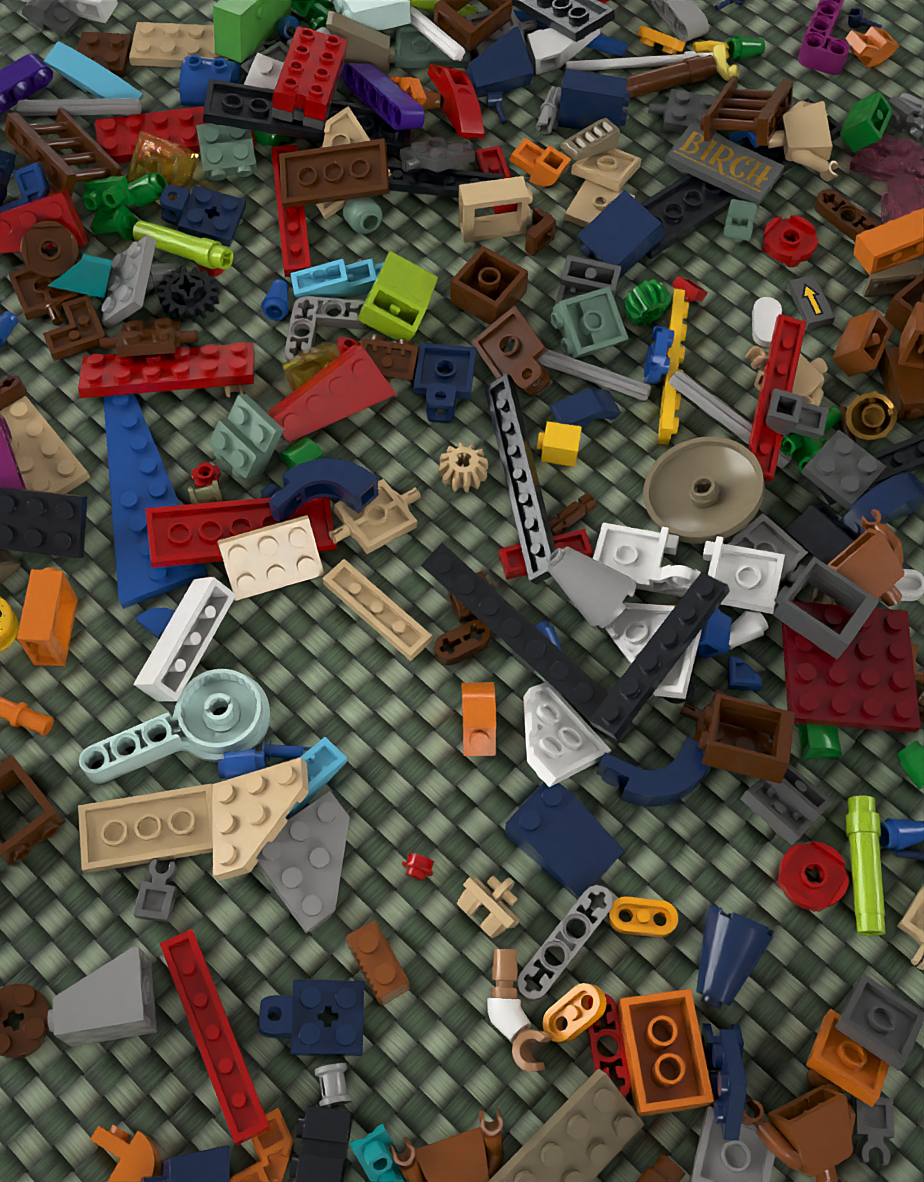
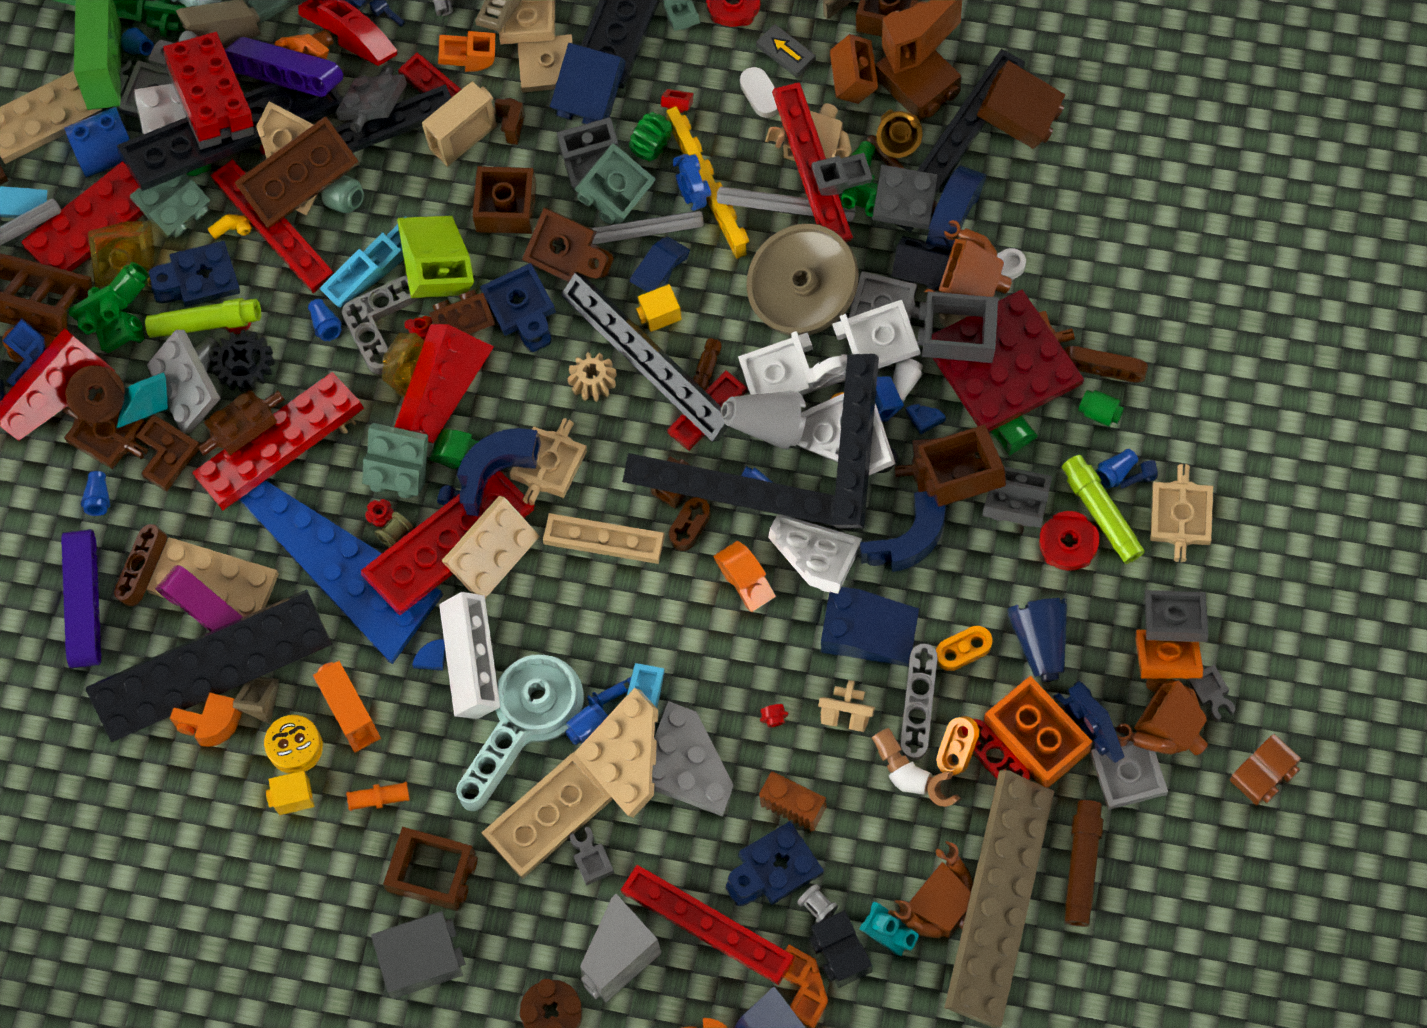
camera: 25 degrees left, 5 degrees up
(261, 189) = (230, 222): none -> yellow arm

